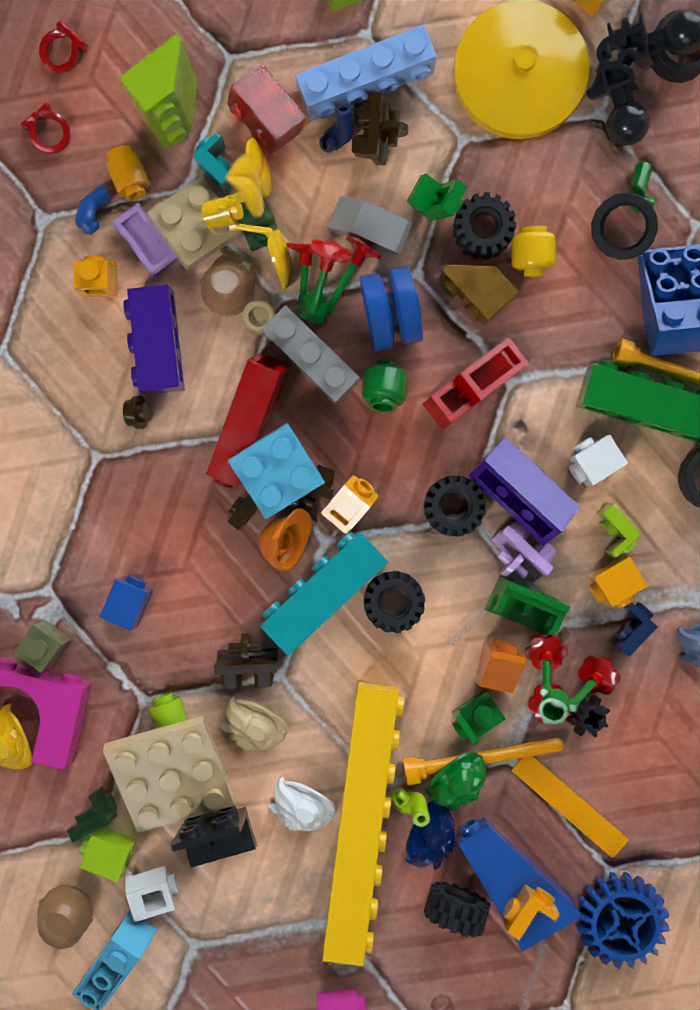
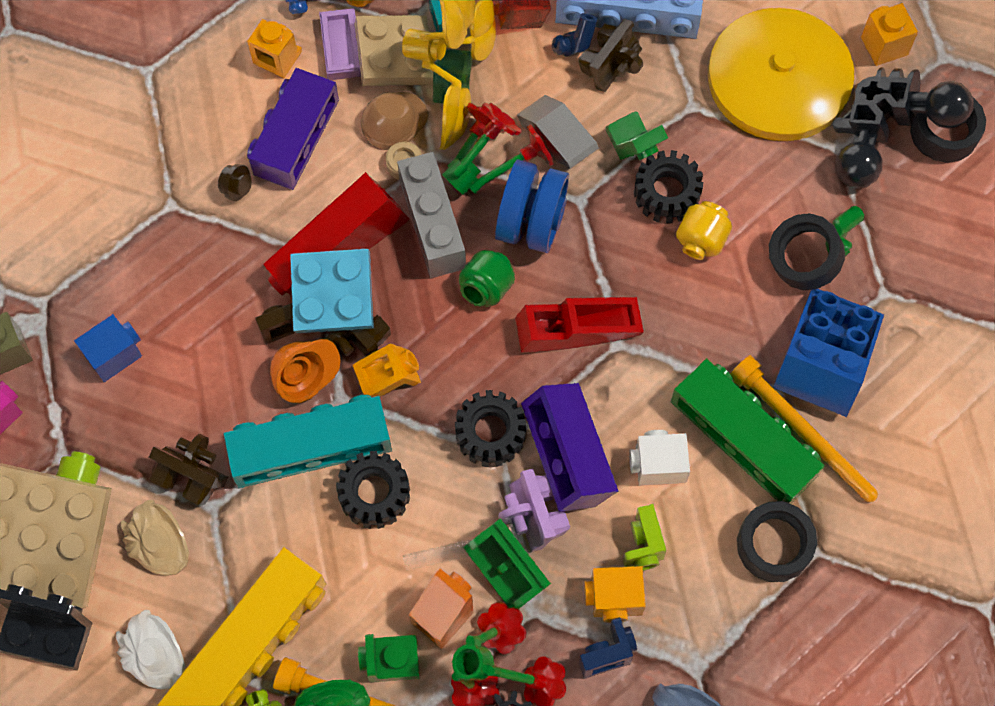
camera: 25 degrees right, 20 degrees down
(480, 288) = (633, 239): pearl gold slope -> none

